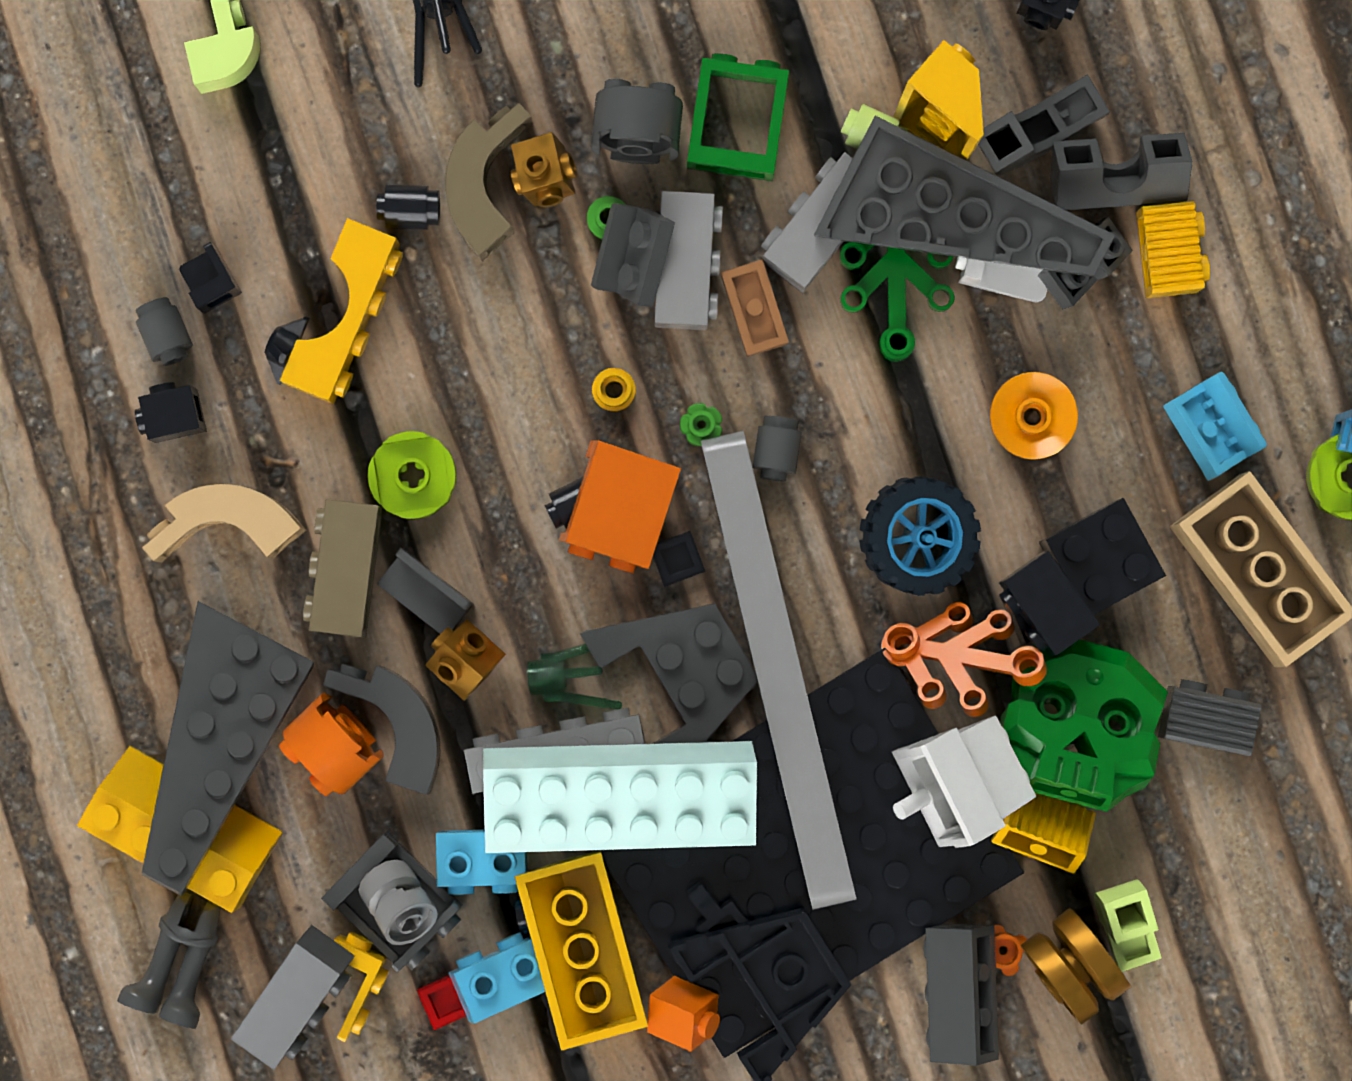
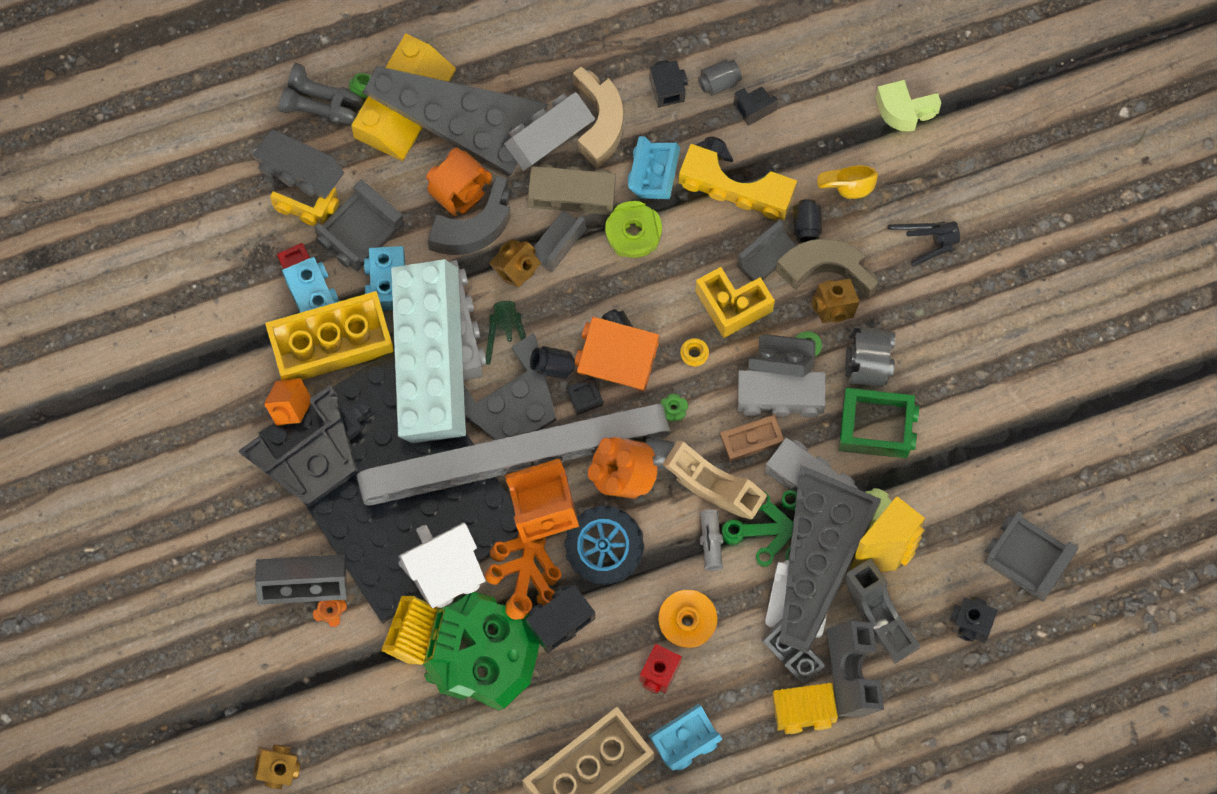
camera: 90 degrees right, 15 degrees down
(154, 898) = (358, 84): none -> bright green plate
(248, 601) = (548, 129): none -> light grey brick
(314, 440) = (653, 169): none -> medium azure bracket
(344, 137) = (851, 181): none -> yellow cap
(397, 902) = (359, 223): light grey wheel -> none
(460, 271) = (762, 255): none -> dark grey panel
(552, 328) = (731, 307): none -> yellow brick
(632, 606) = (552, 362): none -> black brick
(806, 502) = (623, 468): none -> orange brick
(830, 365) = (717, 487): none -> tan arch
(854, 627) = (542, 500): none -> orange panel
(911, 376) = (711, 540): none -> light grey pin
(1076, 965) = (320, 648): pearl gold wheel -> none
(1105, 556) = (593, 665): black brick -> none
(1110, 460) = (659, 669): none -> red brick
(1128, 924) = (350, 685): yellowish green brick -> none
(1210, 719) = (486, 740): dark grey brick -> none
(1246, 1032) = (268, 759): none -> pearl gold brick

